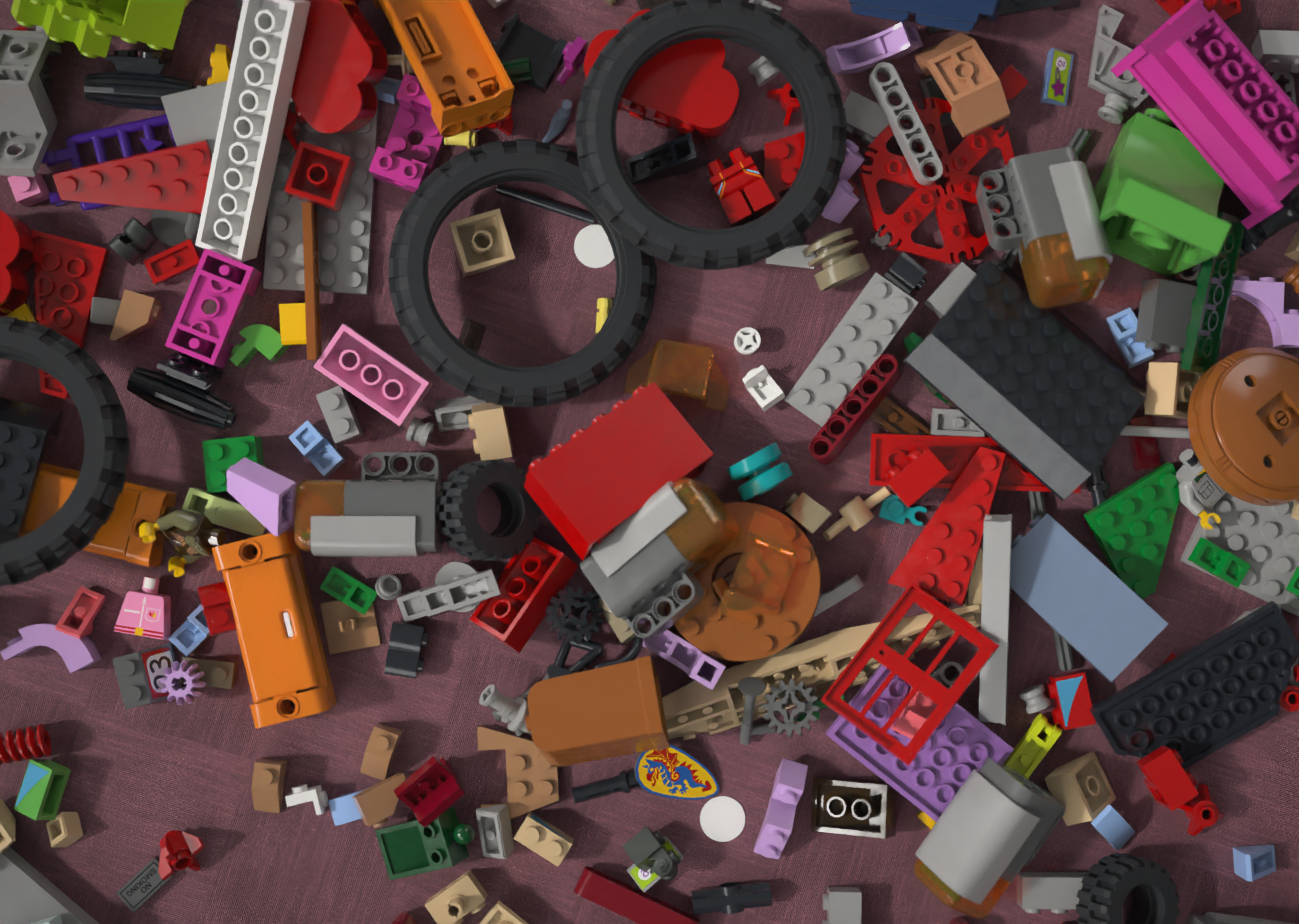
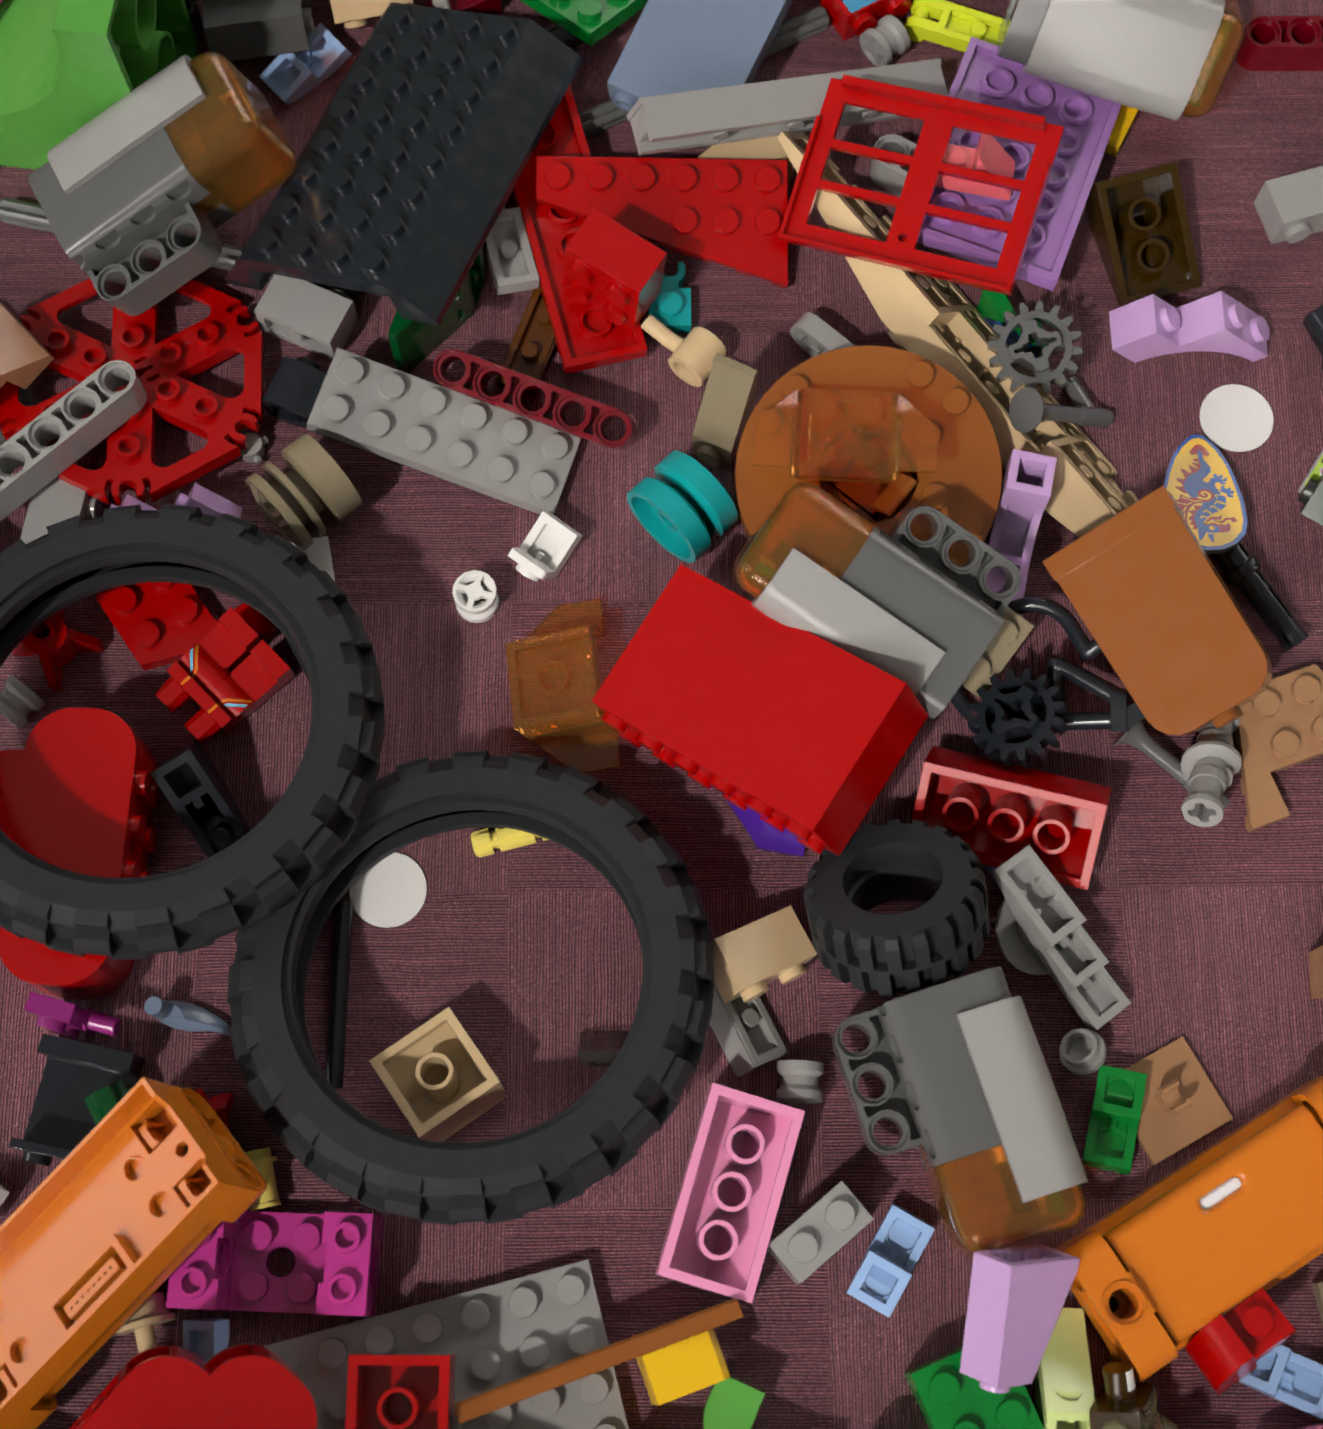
camera: 110 degrees left, 15 degrees down
(405, 649) = (1175, 985): black brick -> none

